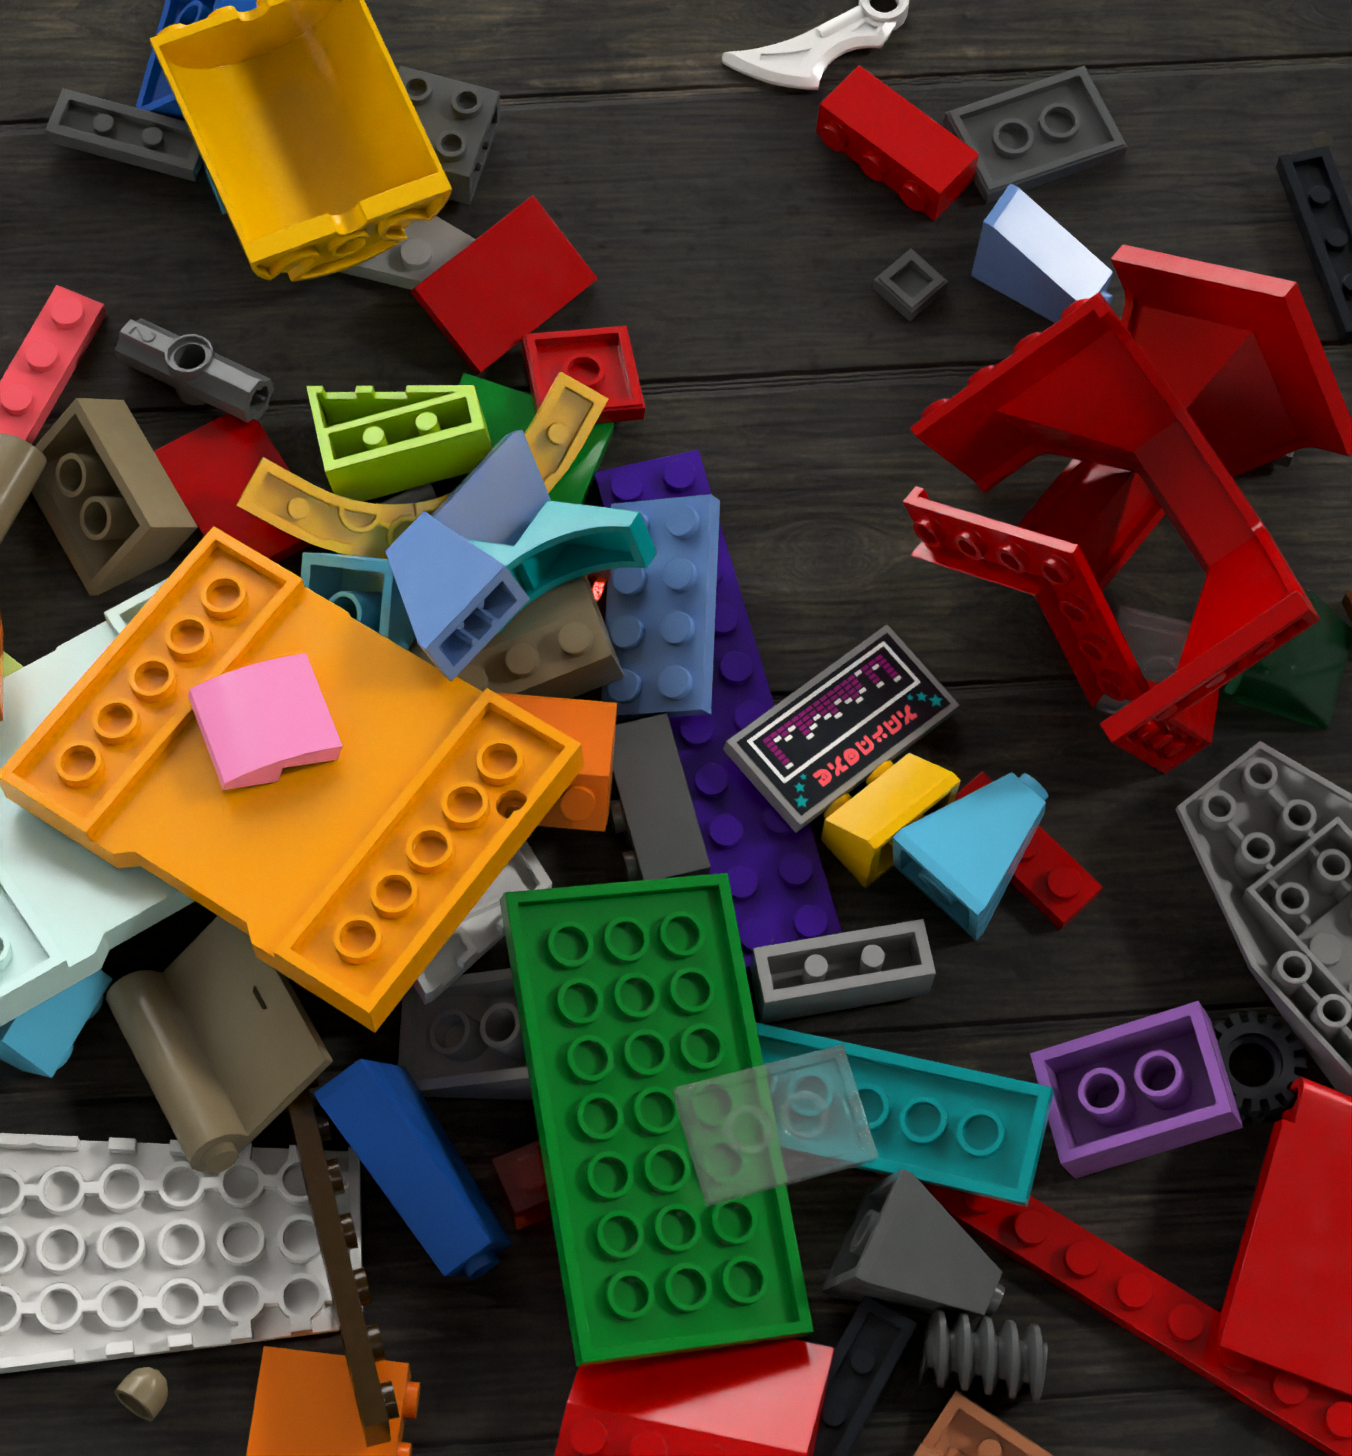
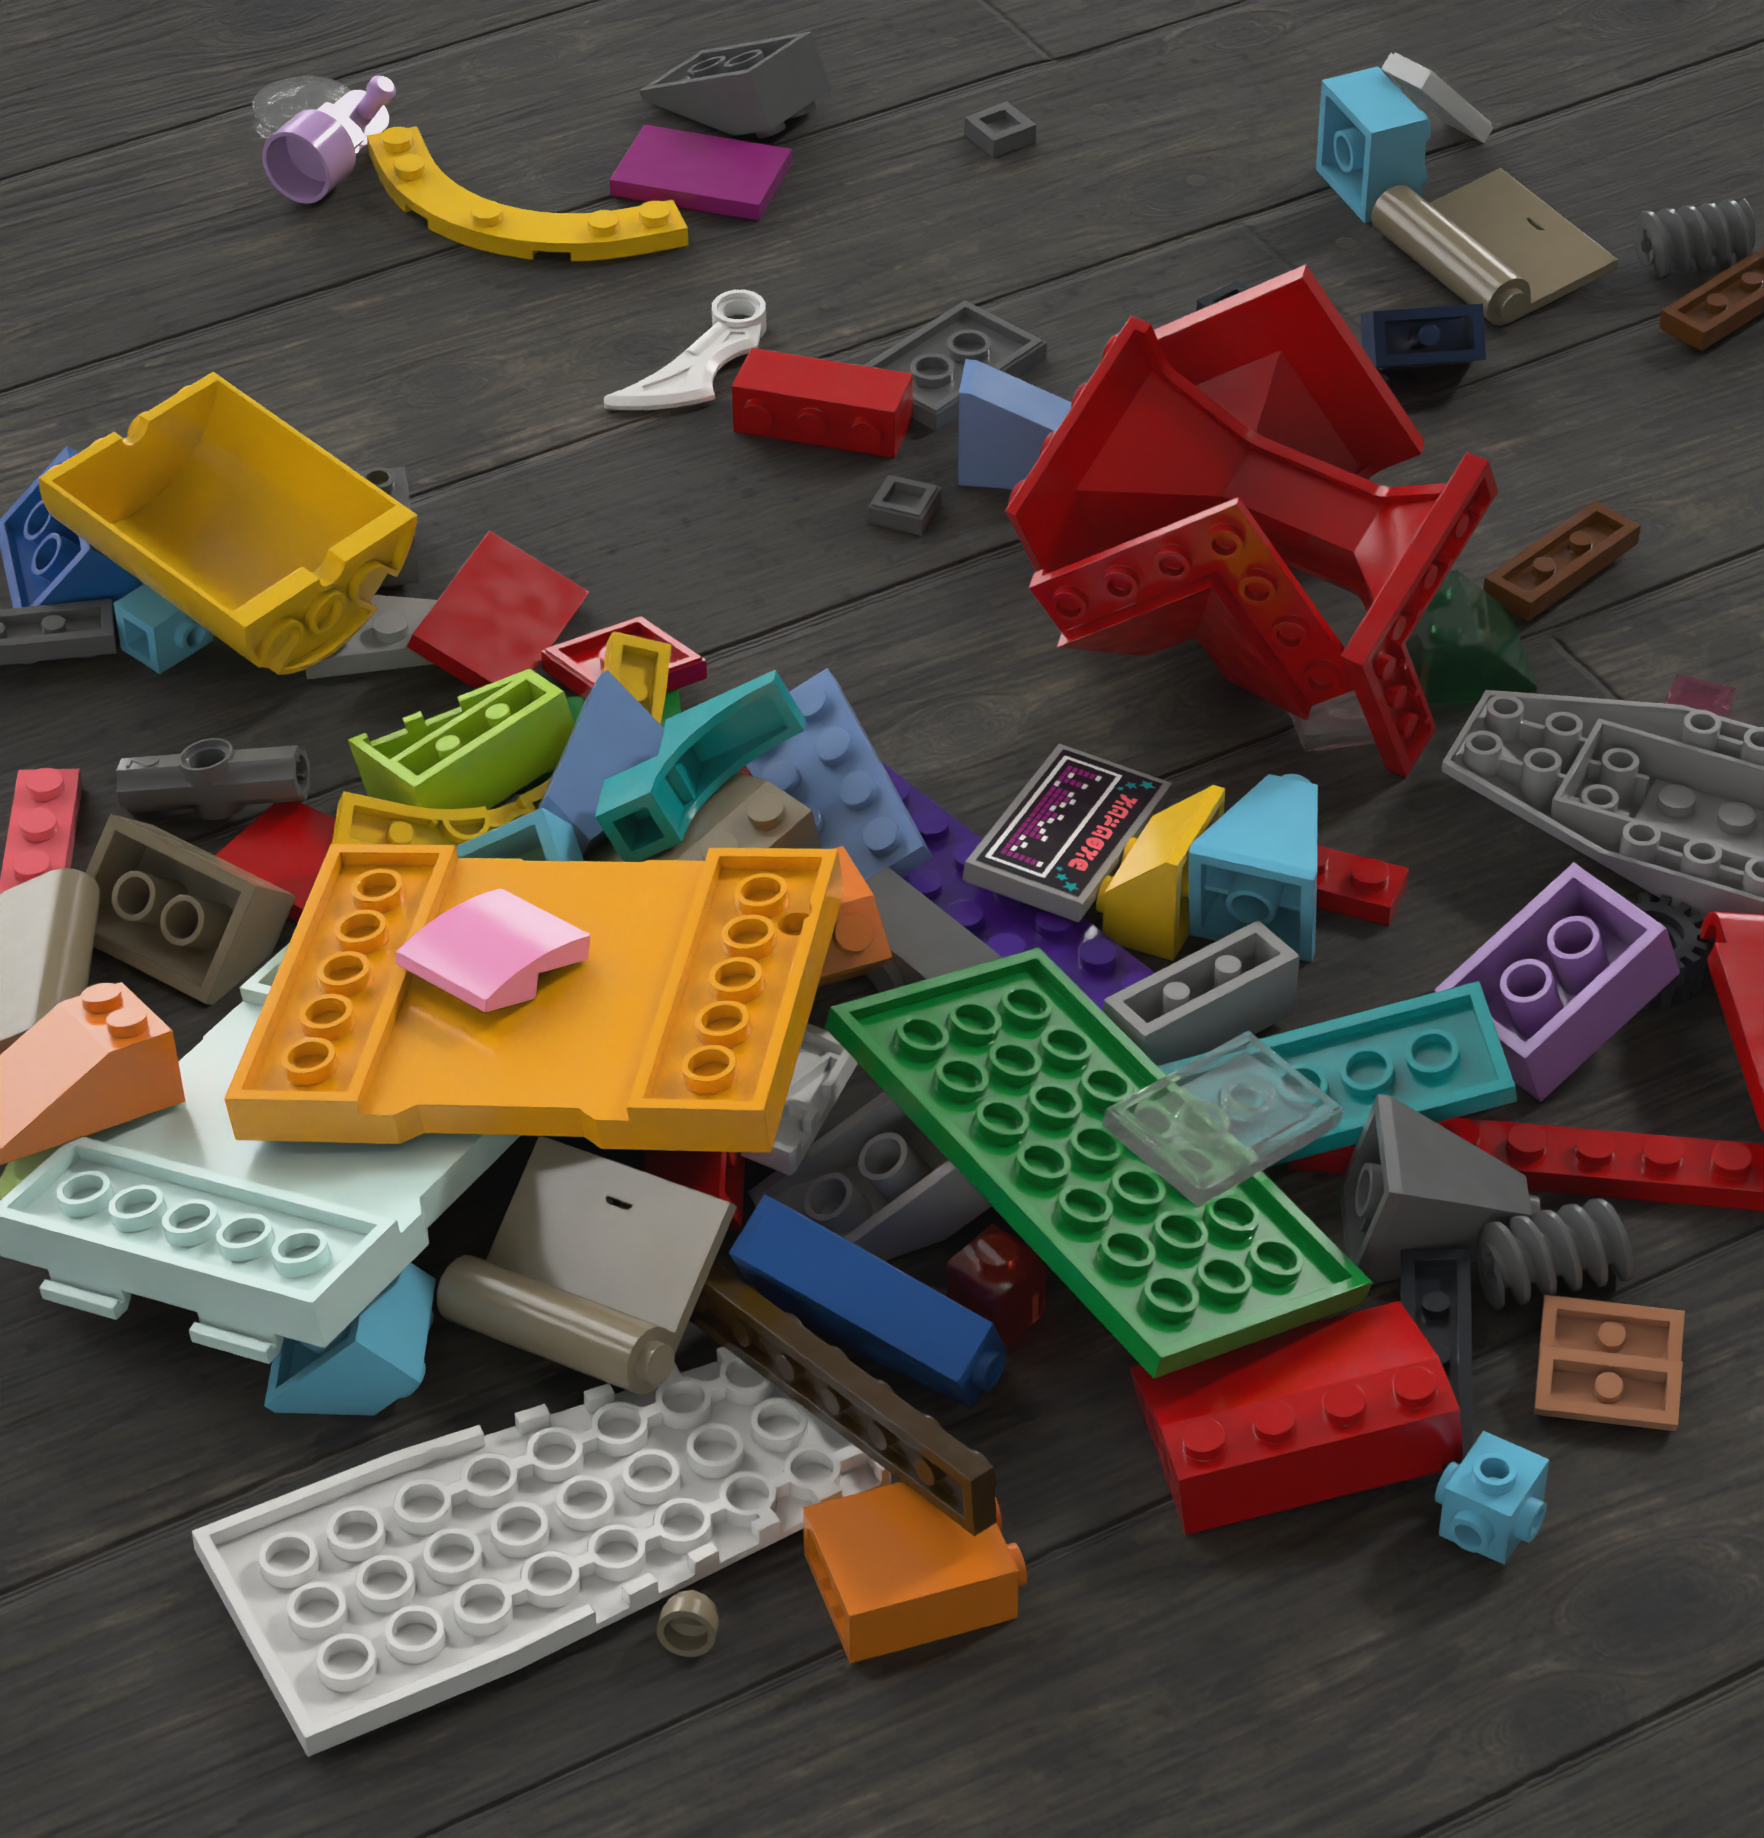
camera: 20 degrees left, 25 degrees down
(451, 592) = (624, 786): medium blue slope -> none

